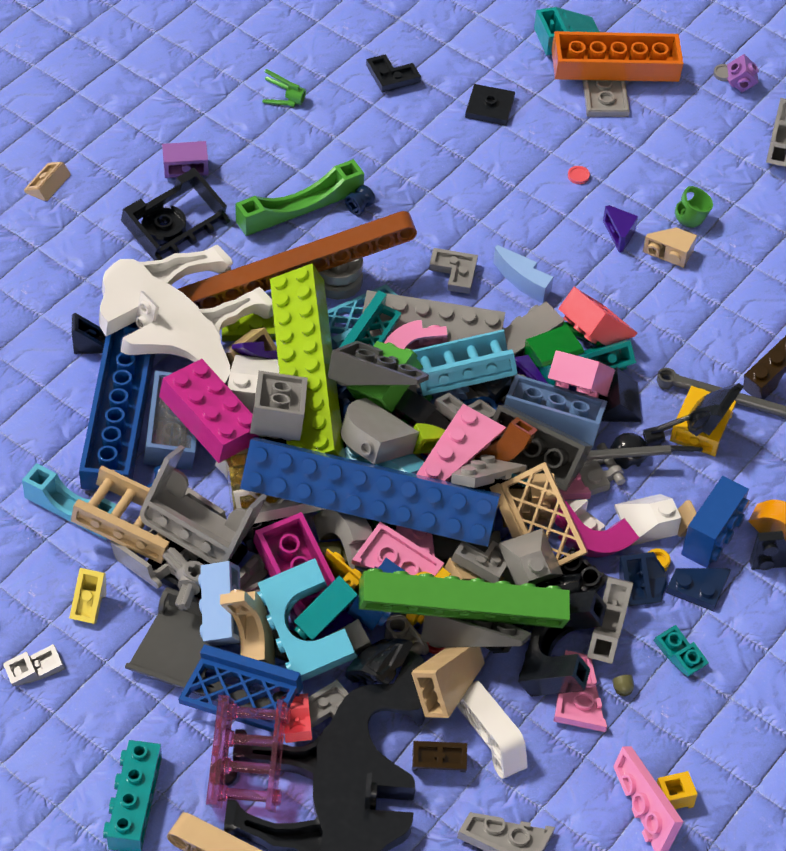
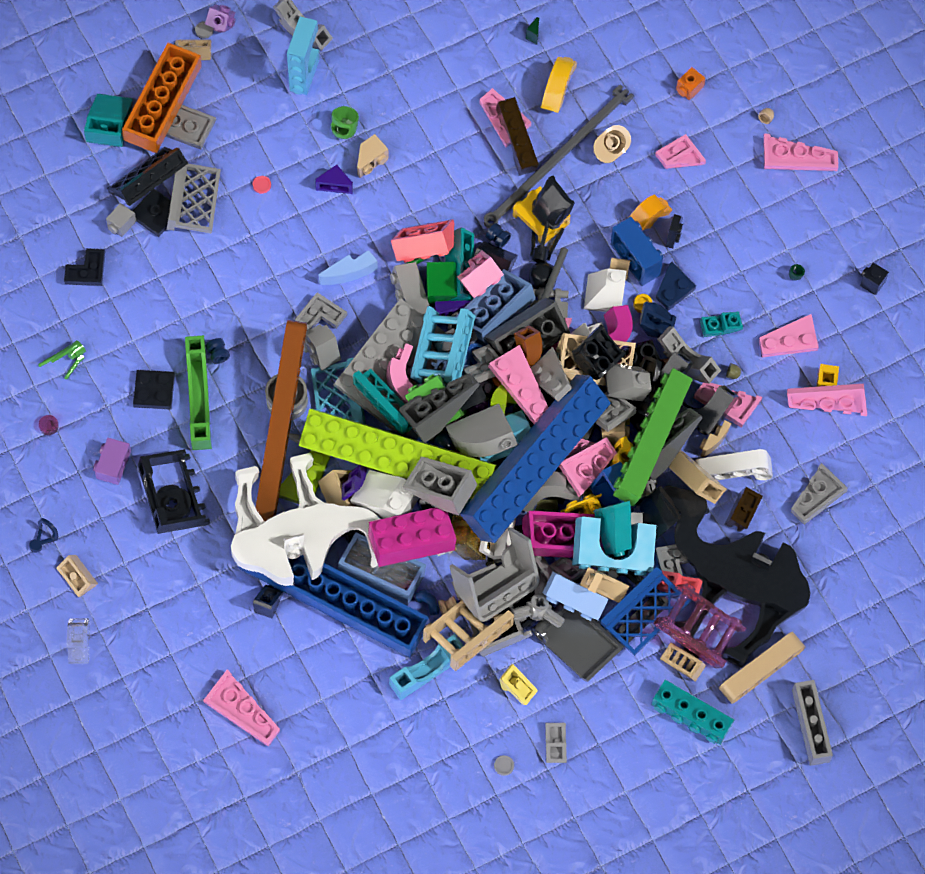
camera: 65 degrees left, 15 degrees up
(66, 140) = (36, 545): none -> dark blue piece
(197, 780) = (696, 671): none -> tan slope
(203, 105) = (48, 425): none -> clear pink tile
(288, 169) = (154, 389): none -> black plate
(411, 273) = (322, 346): none -> light grey brick
(461, 78) = (120, 220): none -> light grey brick
(509, 692) = (714, 440): none -> tan slope
(519, 108) = (177, 198): none -> light grey fence
(520, 73) = (148, 175): none -> black fence
(543, 507) = (597, 353): none -> black slope
(651, 389) = (498, 235): none -> dark blue wheel
(696, 72) = (201, 47): none -> tan slope
(708, 735) = (790, 339): none -> bright pink wing
(729, 117) = (301, 56): none -> medium azure arch

